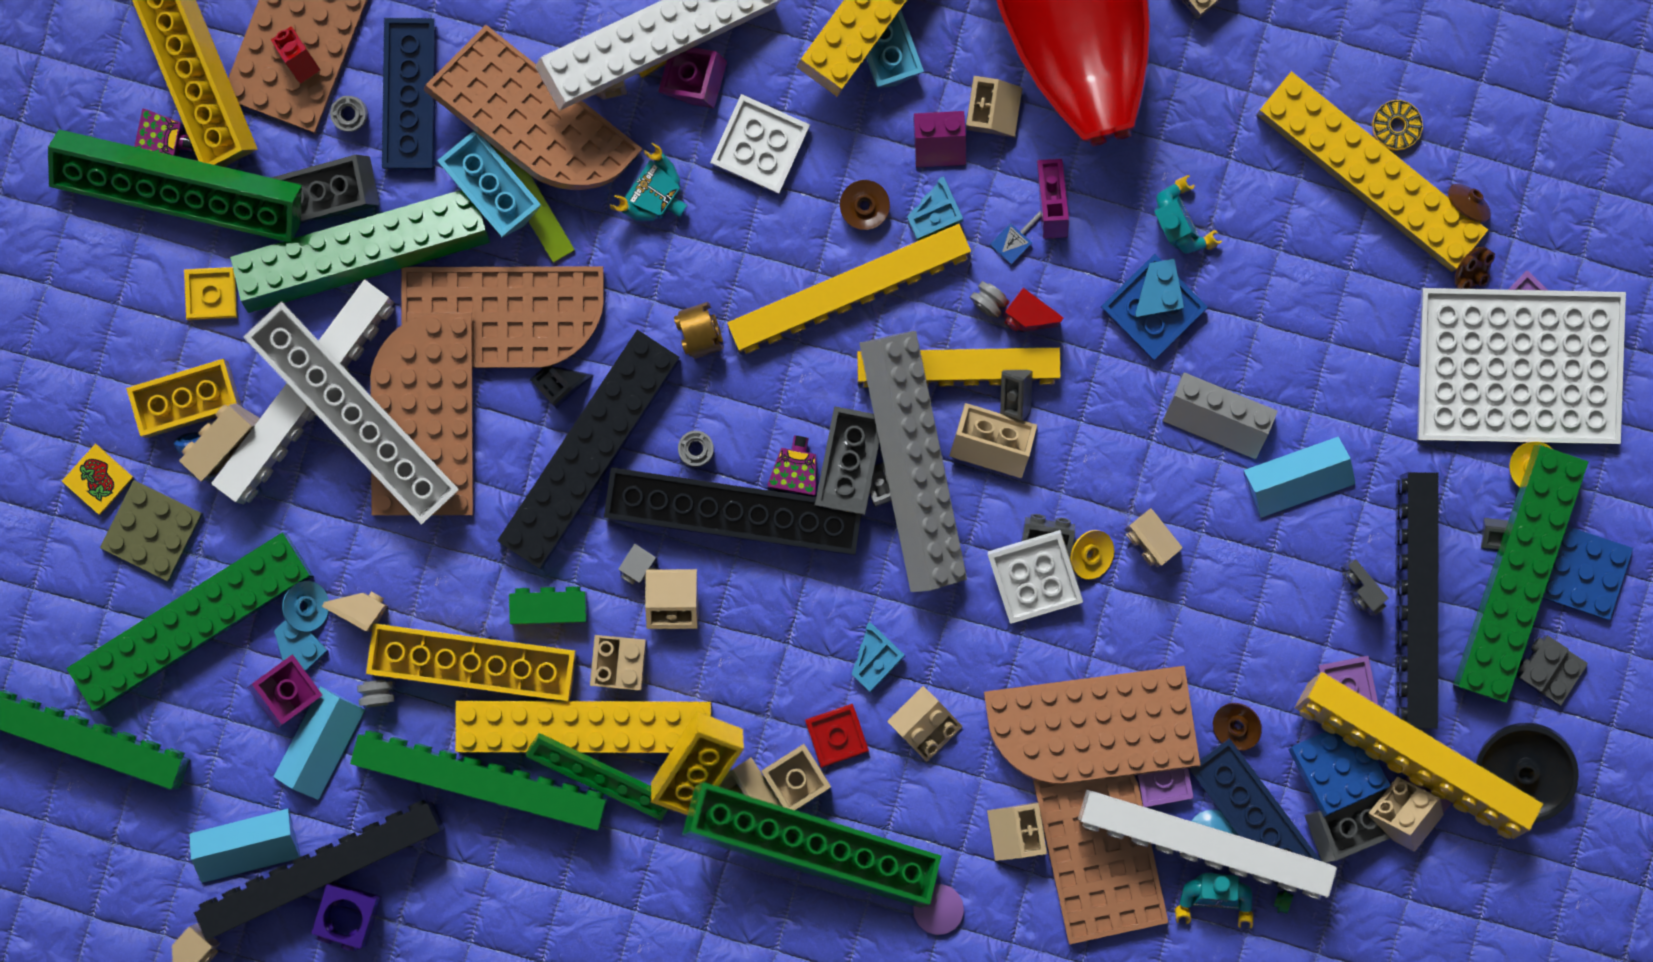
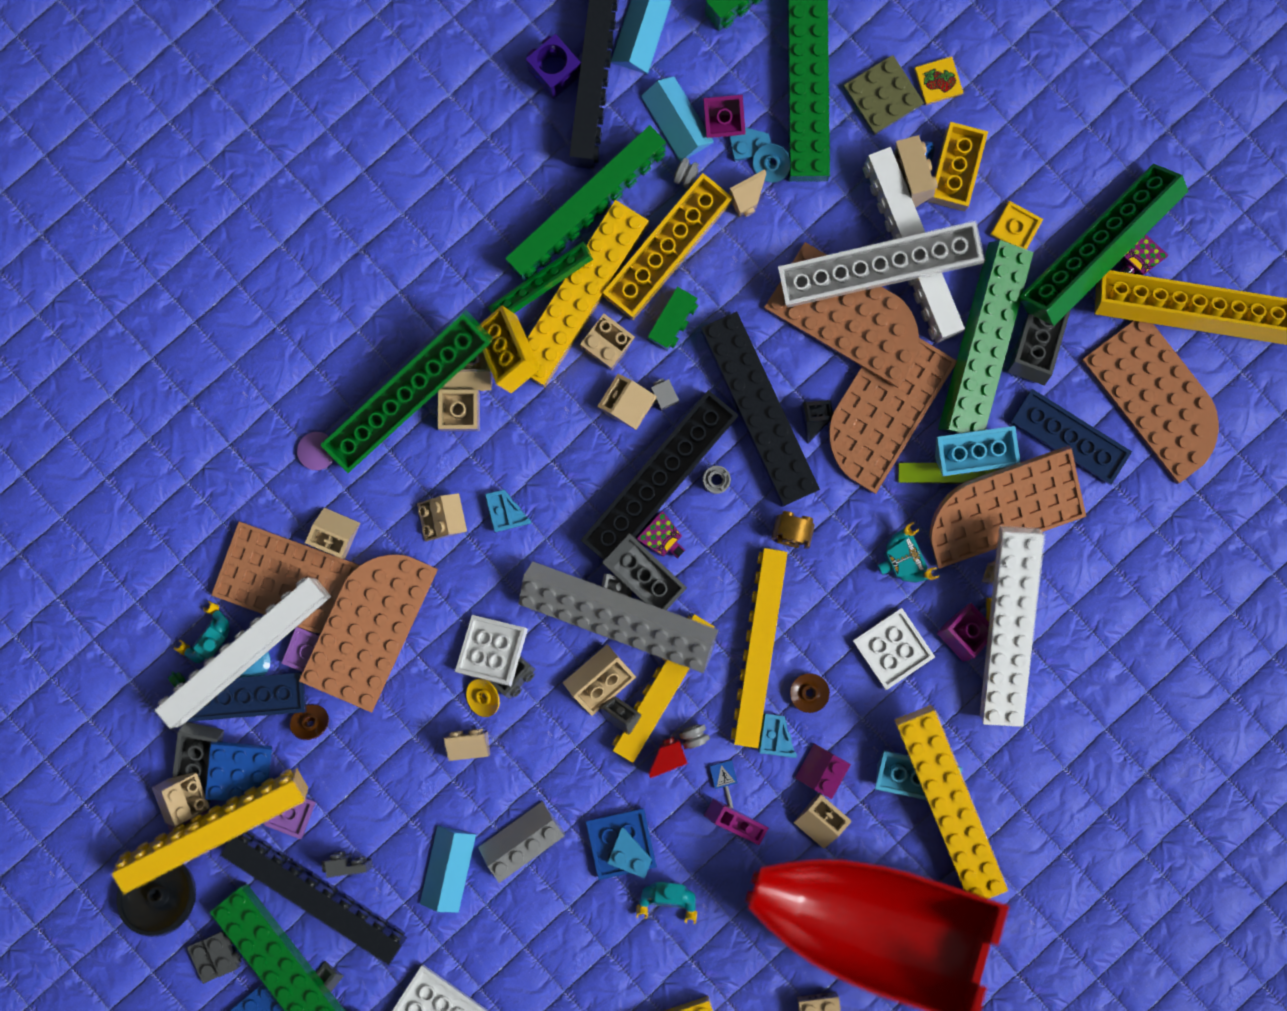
camera: 125 degrees right, 0 degrees up
(295, 54) = (1143, 376): red slope -> none
(338, 119) = (1085, 381): light grey wheel -> none
(837, 735) = (471, 455): red tile -> none

